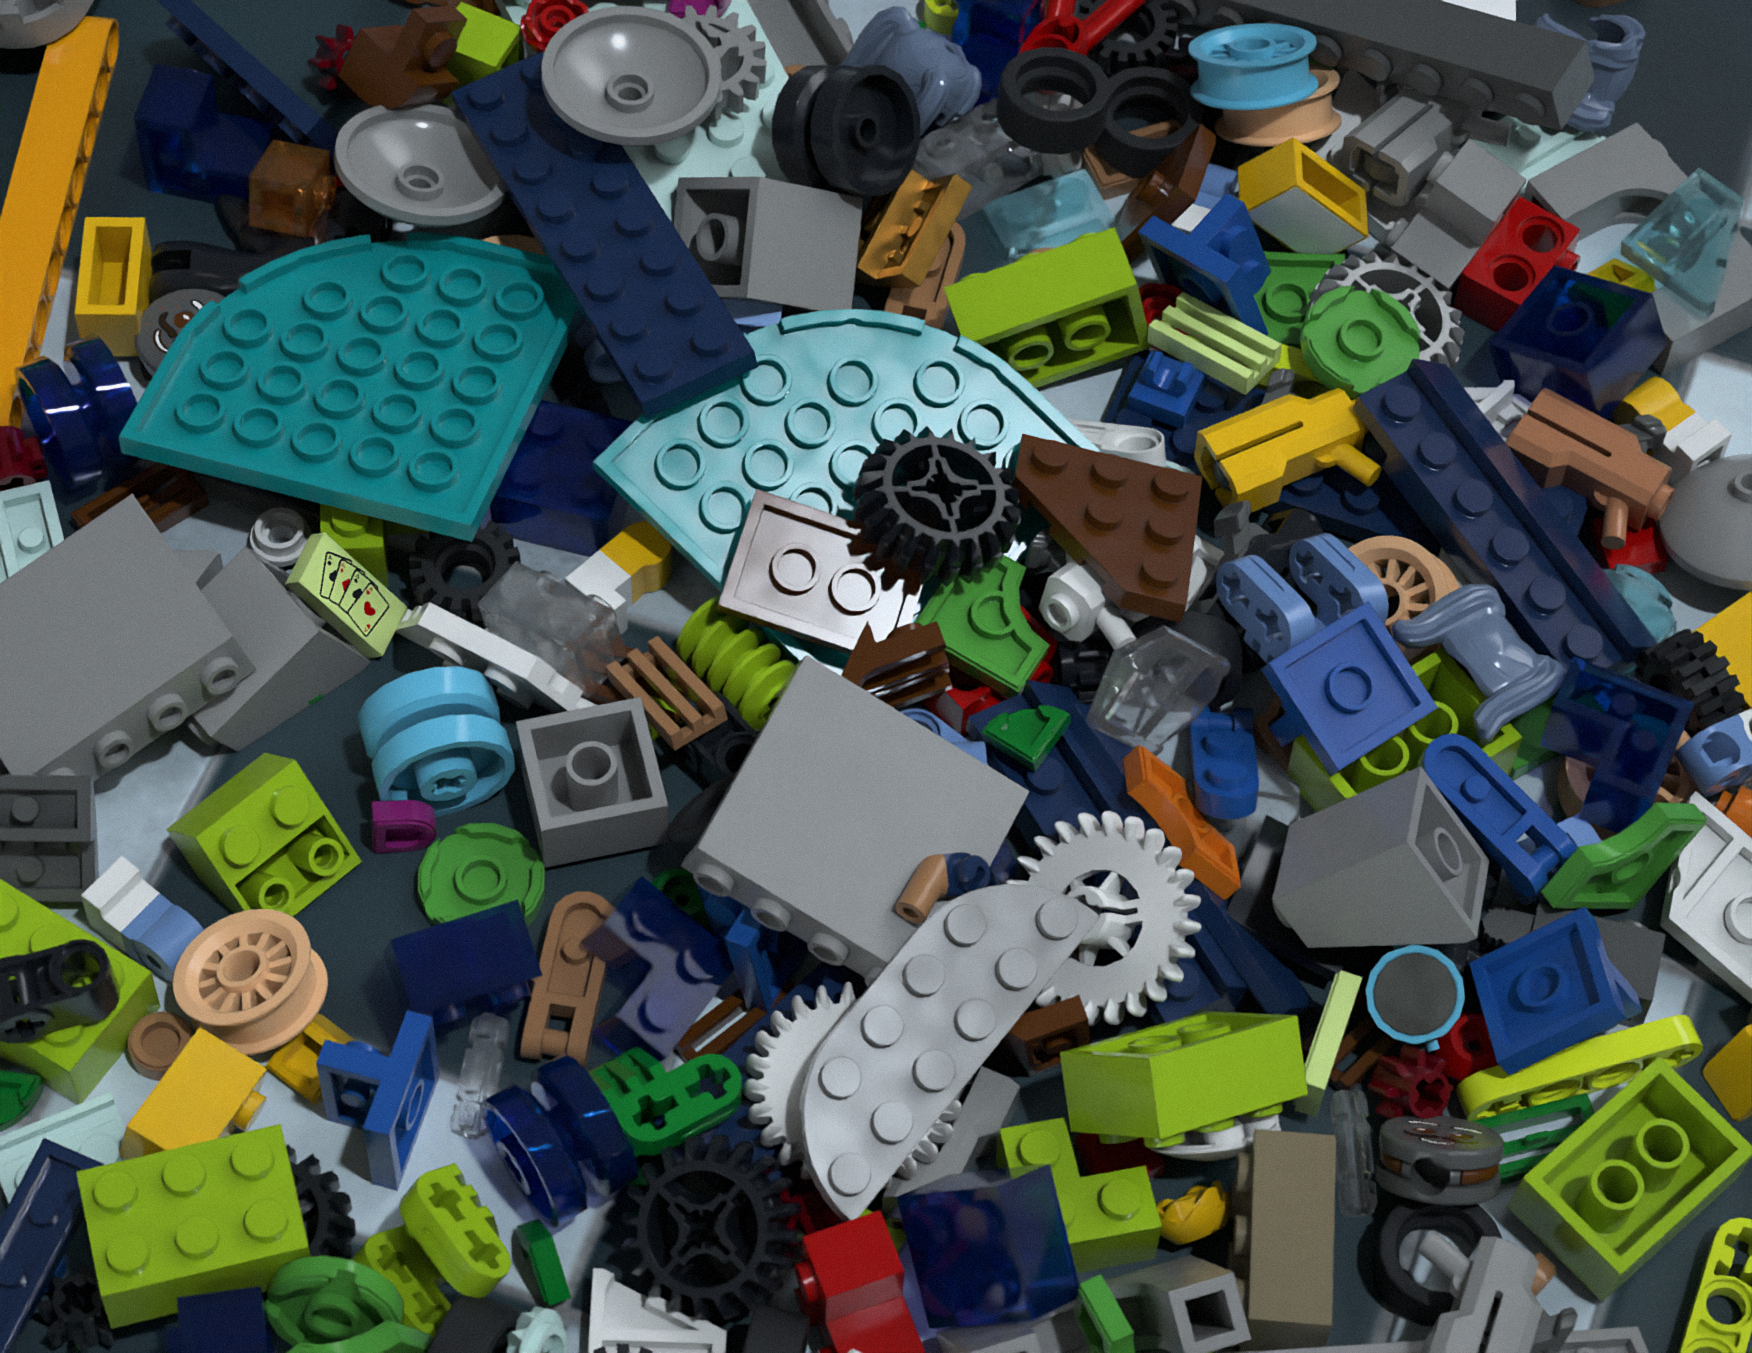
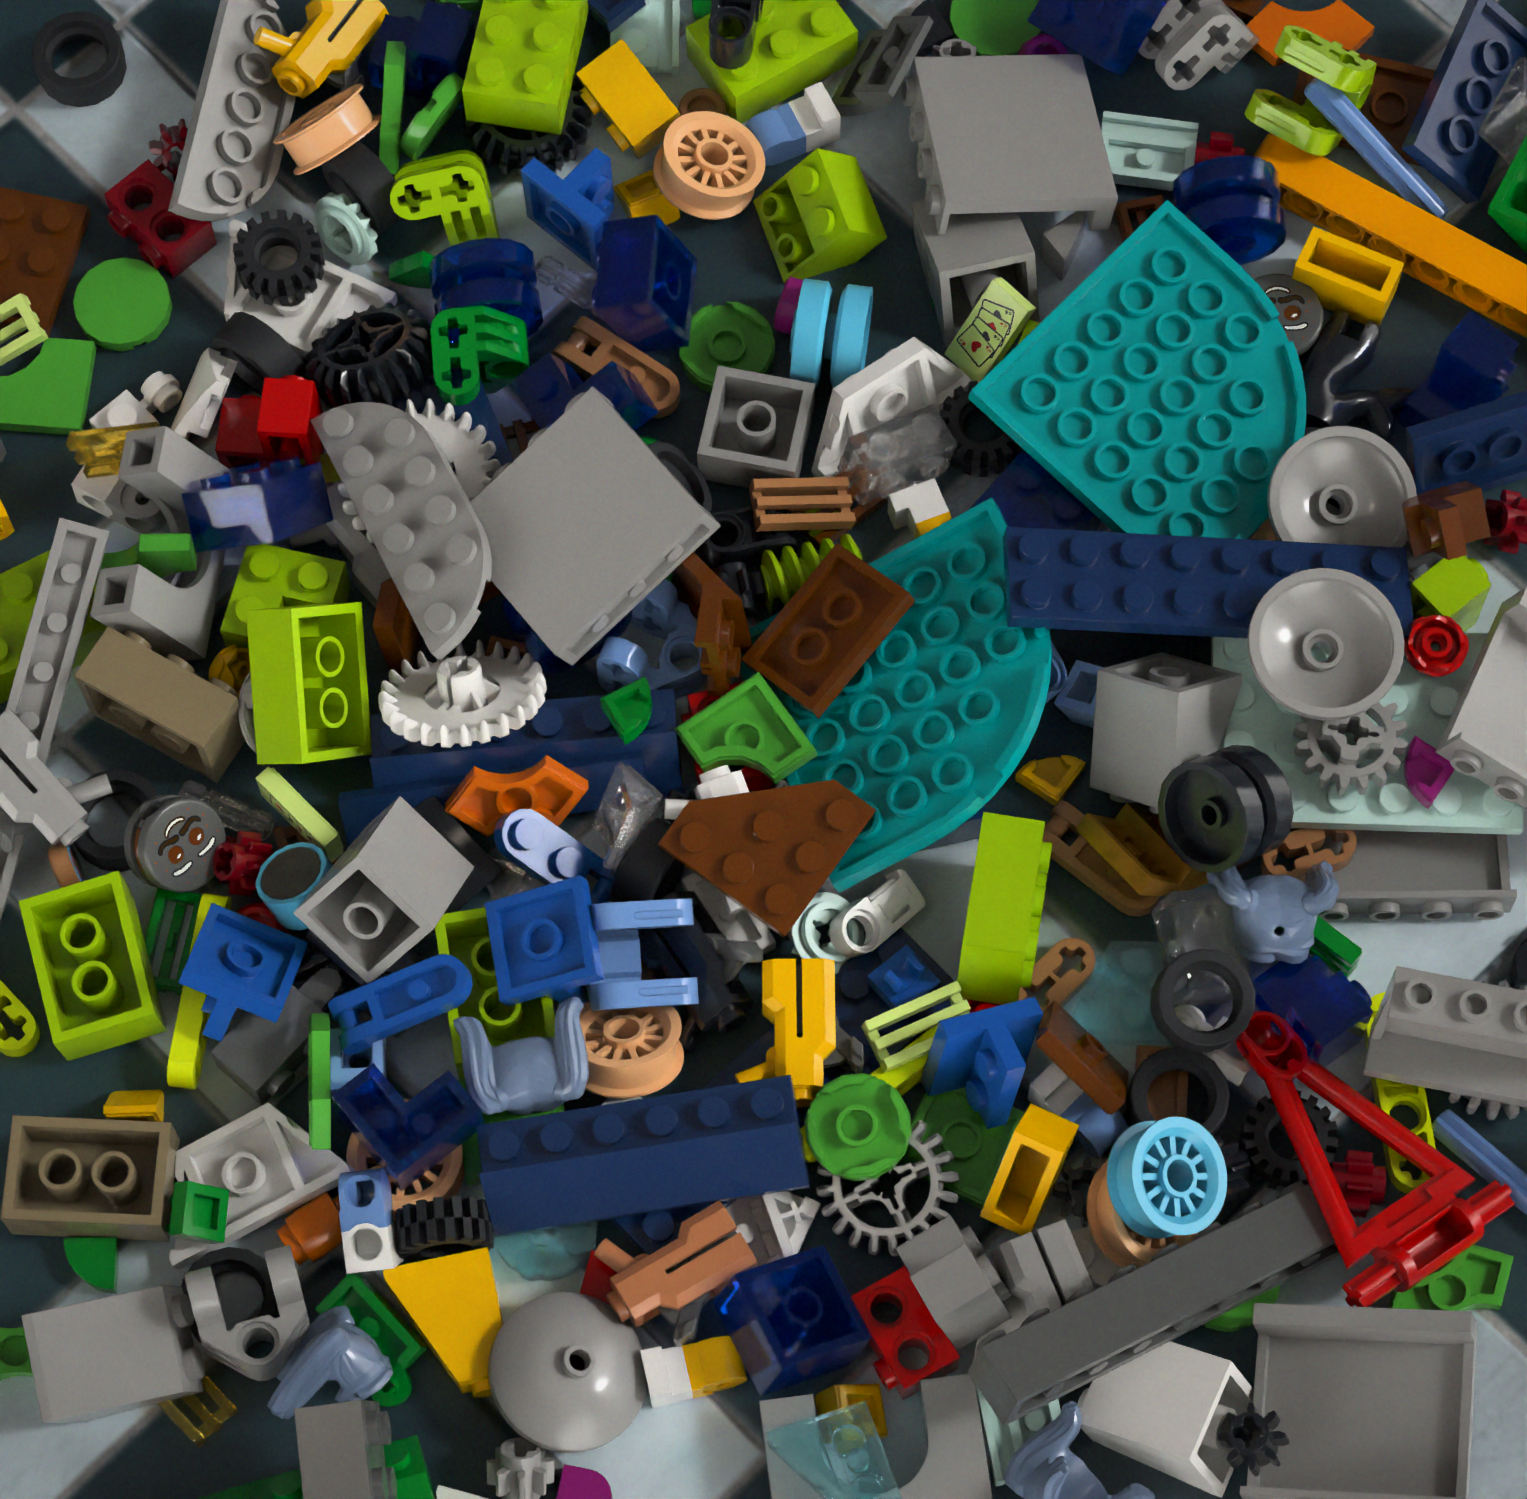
camera: 120 degrees right, 10 degrees up
(290, 188) = (1378, 409): clear orange brick -> none
(940, 878) = (510, 552): arm -> none
(943, 494) = (856, 720): black gear -> none

